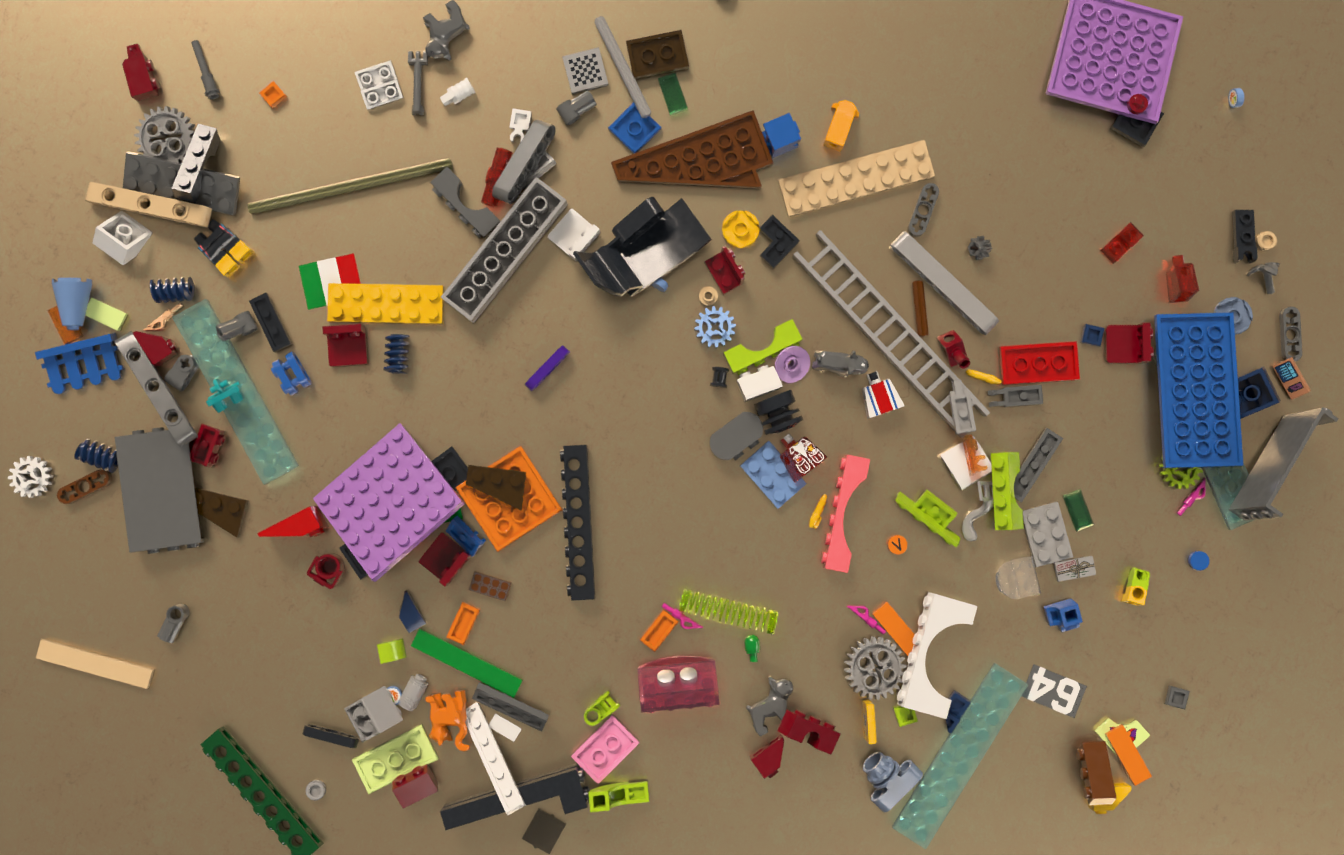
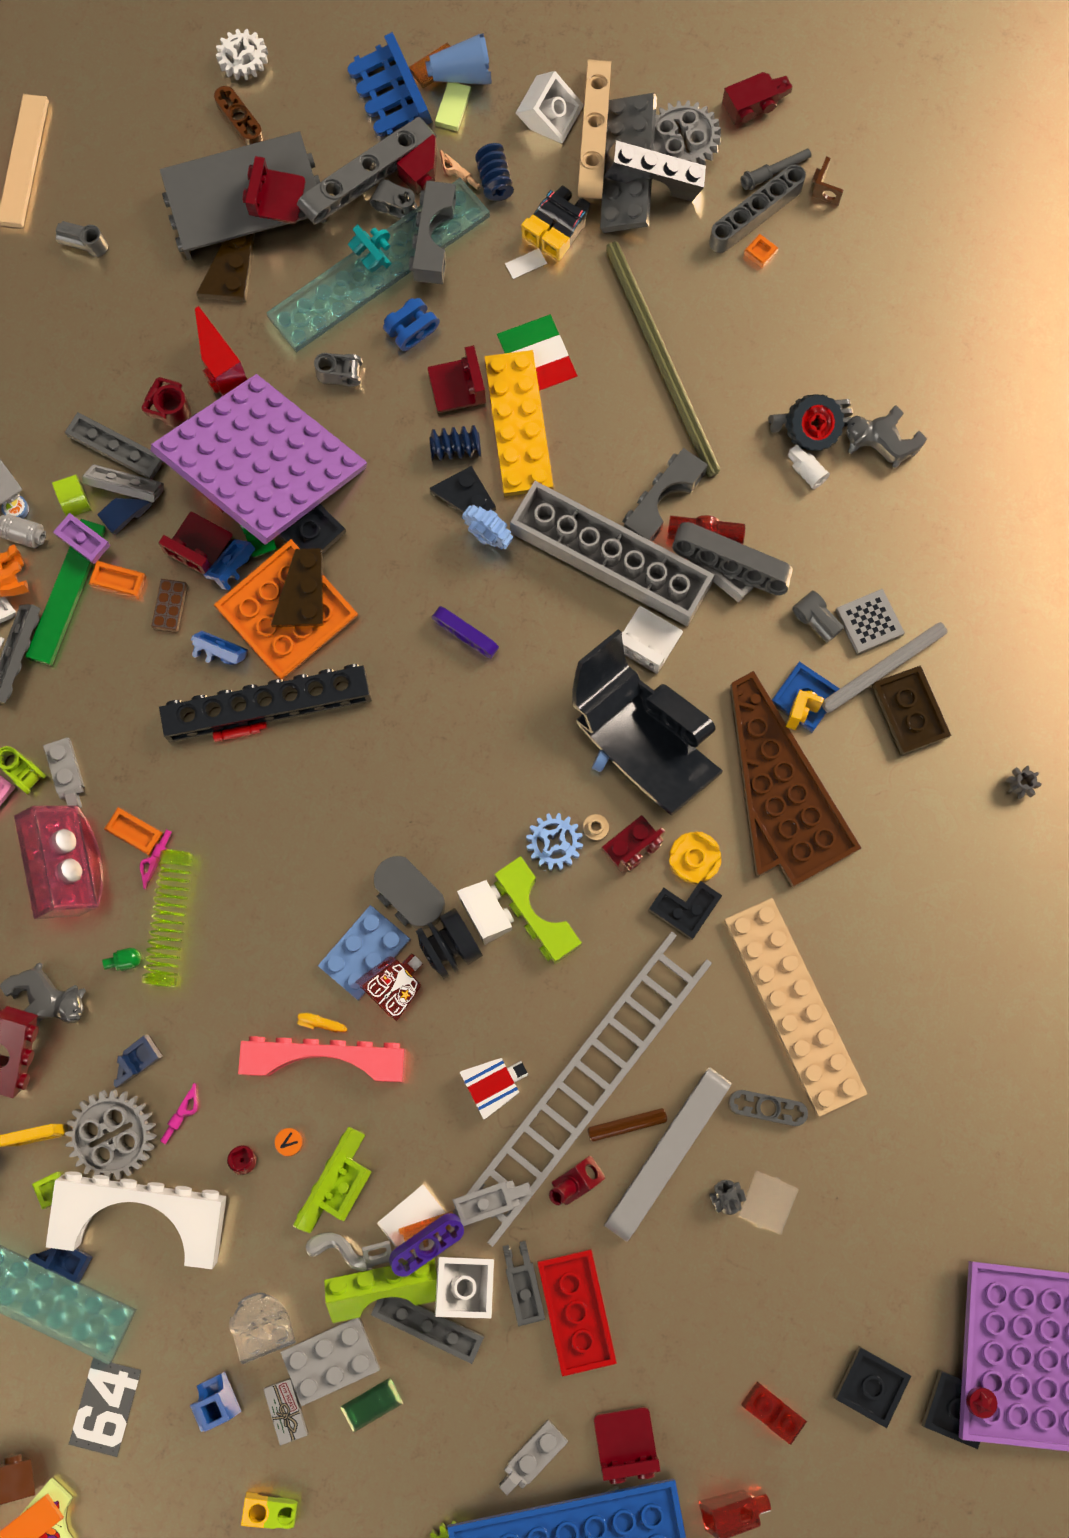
camera: 85 degrees right, 10 degrees down
(97, 456) = (277, 117): dark blue piece -> none
(167, 463) = (273, 193): none -> dark red bracket
(197, 337) = (438, 206): none -> dark grey arch
(207, 445) = (306, 242): dark red bracket -> none
(229, 39) = (820, 186): none -> reddish brown bracket
(234, 82) = (760, 199): none -> dark grey beam
(242, 324) = (463, 257): dark grey piece -> none
(252, 277) = (526, 263): none -> white sticker
(270, 322) = (472, 290): black plate -> none
(320, 432) = (340, 369): none -> dark grey piece
(355, 614) = (114, 446): none -> dark grey plate
(378, 84) = (799, 371): white slope -> none
(387, 610) = (123, 483): none -> light grey tile
(417, 86) = (807, 410): none -> black wheel
(428, 645) = (81, 538): none -> medium lavender plate
(437, 352) = (463, 490): none -> black wing
(470, 338) = (487, 527): none -> light blue gear
(519, 122) = (784, 548): white plate -> none
(529, 553) = (215, 646): none -> blue plate
(596, 545) = (238, 732): none -> red wheel
(606, 676) = (65, 771): none -> light grey hinge
(648, 135) = (802, 704): none -> yellow bracket
(672, 93) = (862, 739): clear green tile -> none
(719, 377) = (487, 858): black bush -> none
(781, 135) = (833, 888): blue piece -> none
(797, 368) = (510, 958): lavender dish -> none
(824, 646) = (136, 1059): none -> dark blue slope
(840, 124) = (865, 971): light orange piece -> none
(840, 363) = (530, 1019): dark grey animal -> none
(895, 627) = (172, 1156): orange tile -> none
(905, 578) = (241, 1160): none -> dark red tile
(977, 452) = (404, 1250): none -> dark purple beam
(985, 221) = (768, 1202): none -> clear piece
(988, 378) = (544, 1231): yellow piece -> none
(1014, 434) = (464, 1287): none -> white slope
(1092, 335) = (630, 1387): dark blue tile -> none
(1115, 174) = (872, 1387): none -> black plate
(1127, 407) = (533, 1457): none -> light grey hinge

